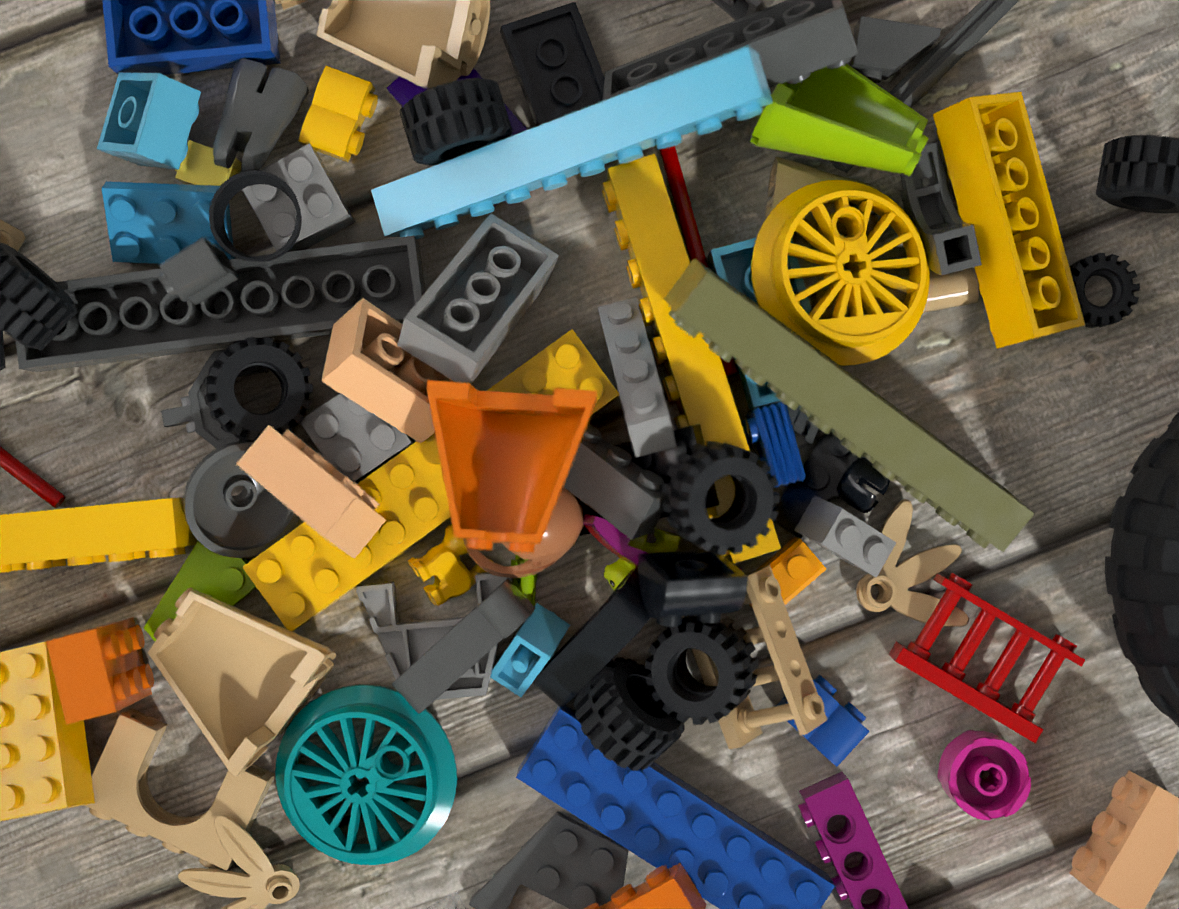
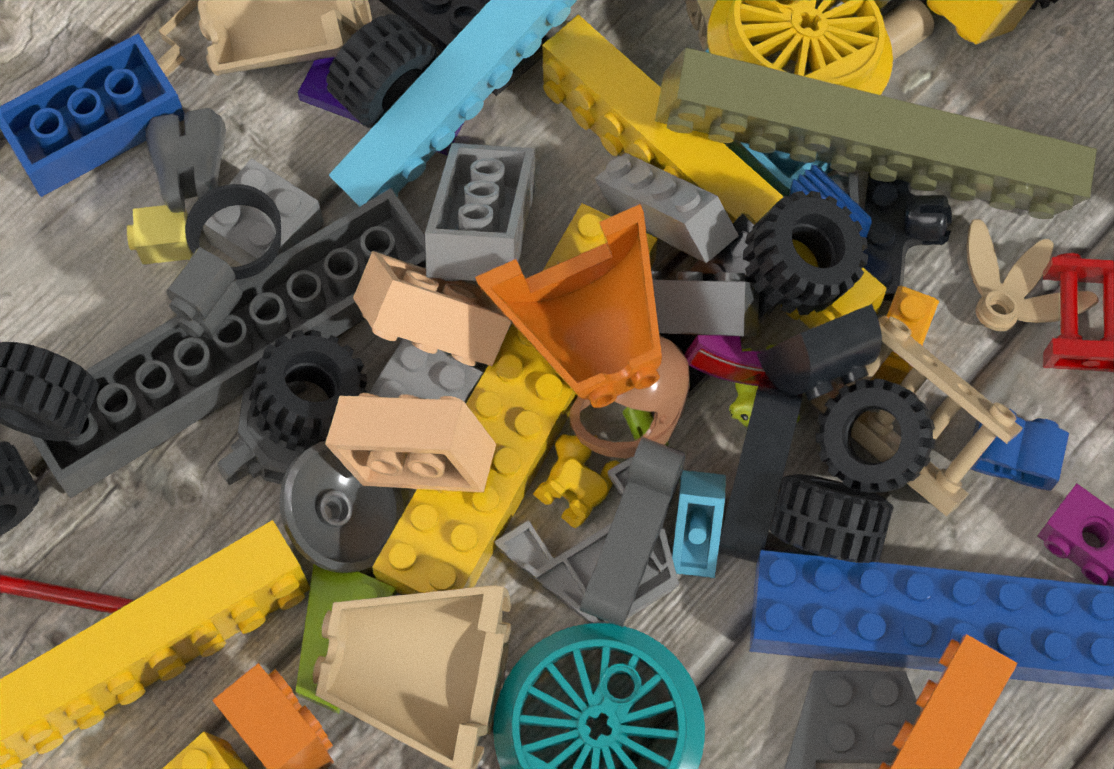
camera: 25 degrees left, 20 degrees down
(149, 120) = (86, 207): medium azure brick -> none
(157, 219) = (130, 294): dark azure plate -> none
(338, 113) = (263, 129): yellow brick -> none
(845, 536) = (939, 265): light grey brick -> none

